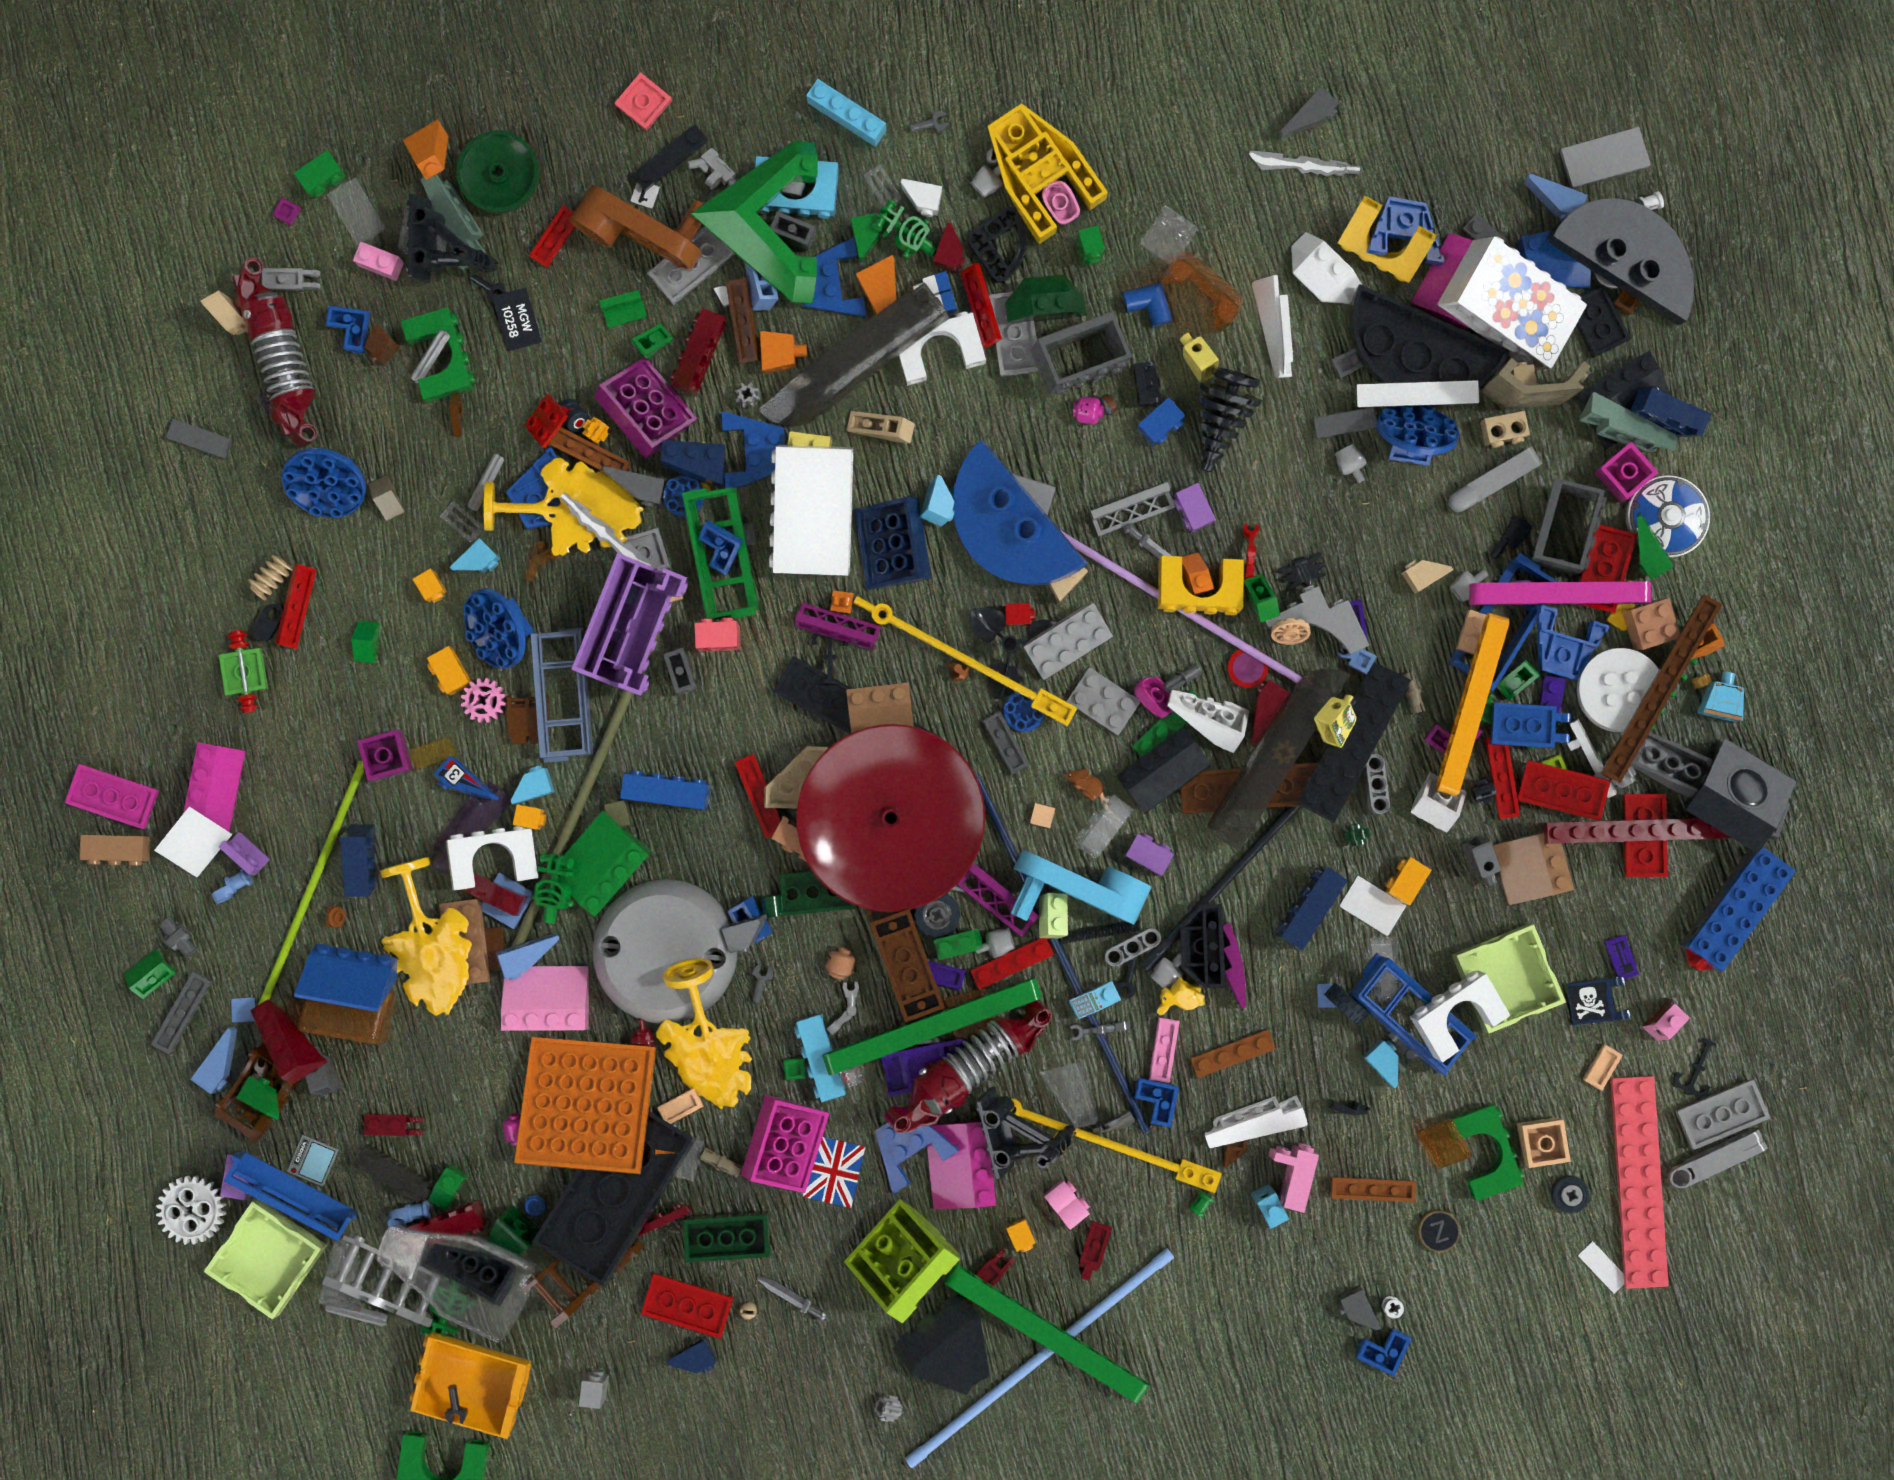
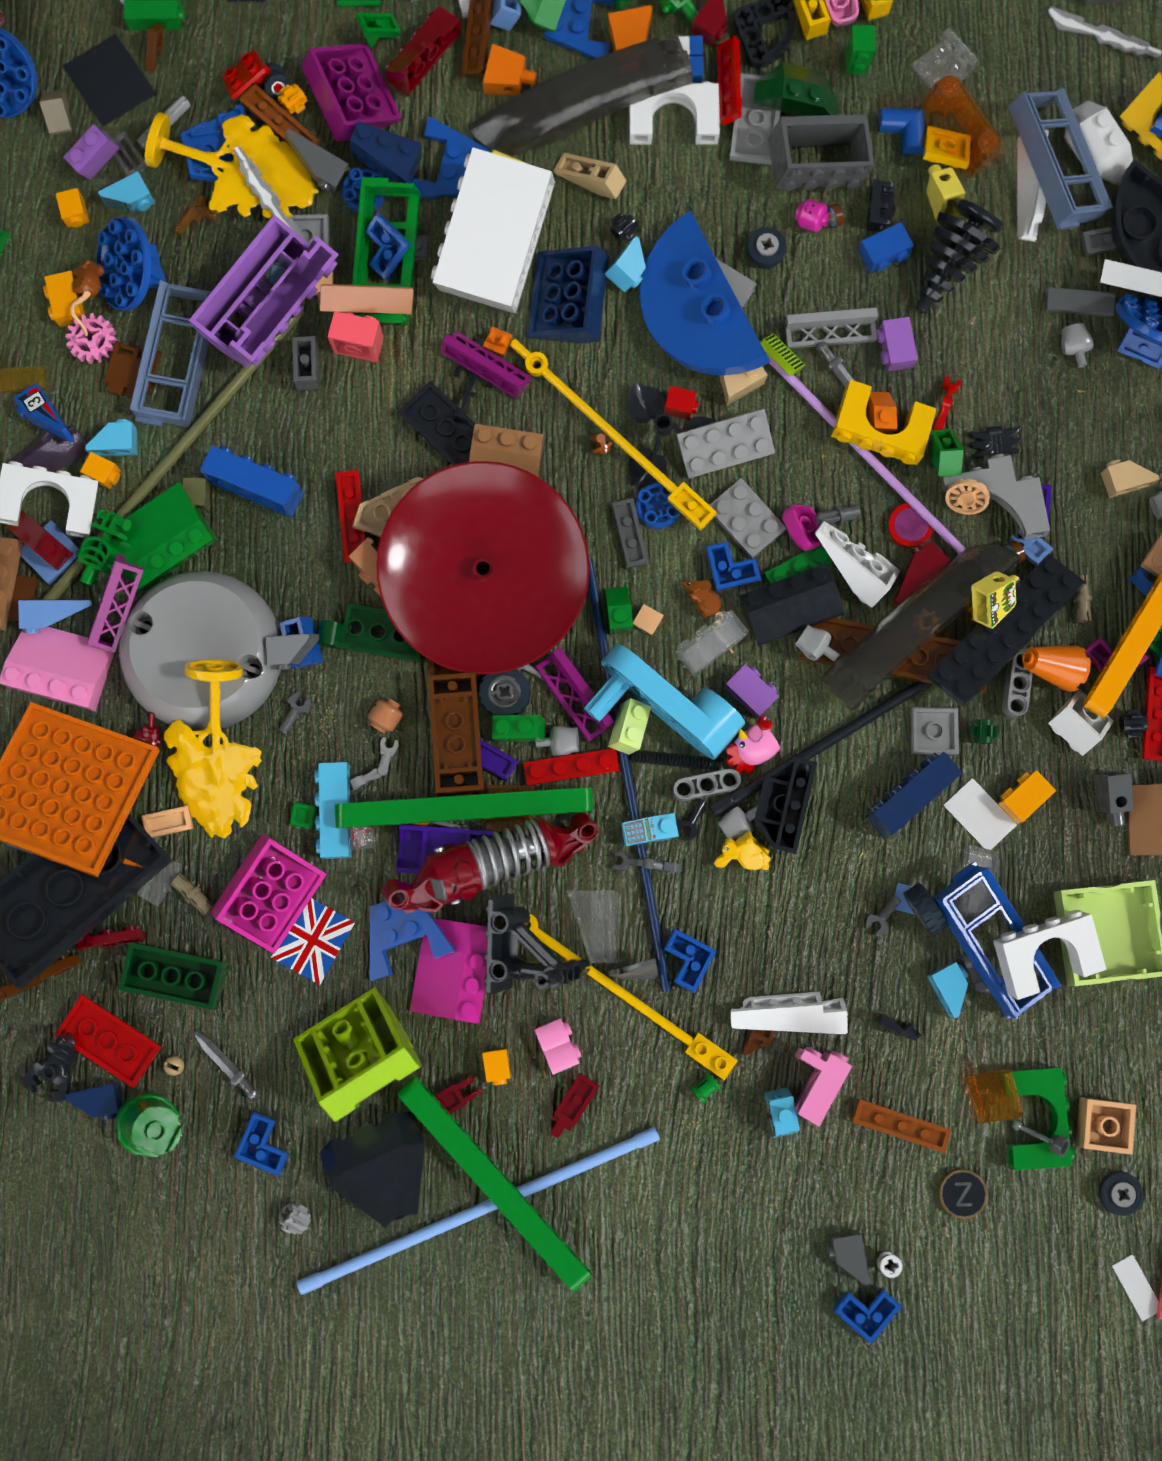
camera: 15 degrees right, 5 degrees down
(423, 454) = (109, 79): none -> black sticker
(432, 531) = (91, 152): none -> medium lavender brick
(465, 654) = (86, 283): none -> dark orange animal
(573, 931) = (106, 600): none -> magenta fence
(649, 1341) = (54, 1067): none -> black animal
(718, 605) = (365, 299): none -> nougat panel
(744, 390) = (460, 106): light grey gear -> none
(745, 1367) = (148, 1125): none -> green piece
(837, 1359) = (254, 1146): none -> blue brick
(924, 467) = (624, 227): none -> black gear
(1015, 813) = (619, 610): none -> green slope
(1054, 457) = (763, 255): none -> black wheel
(1095, 545) = (782, 354): none -> lime tile
(1099, 756) = (730, 574): none -> blue brick
(1162, 903) = (752, 747): none -> bright pink piece
(1163, 1050) = (710, 907): bright pink tile -> none
(1191, 314) = (947, 147): none -> yellow plate
(1192, 800) = (814, 643): none -> light grey piece
(1232, 1053) = (784, 932): dark orange plate -> none
(1234, 973) = (811, 843): magenta slope -> none
(1281, 308) = (1045, 163): none -> sand blue piece
(1311, 1018) = (882, 916): none -> dark grey bar
(1315, 844) = (934, 731): none -> light grey tile
(1342, 664) = (1017, 548): none -> reddish brown tile
(1407, 761) = (1059, 665): none -> orange cone
(1506, 1170) = (1057, 1143): none -> hinge

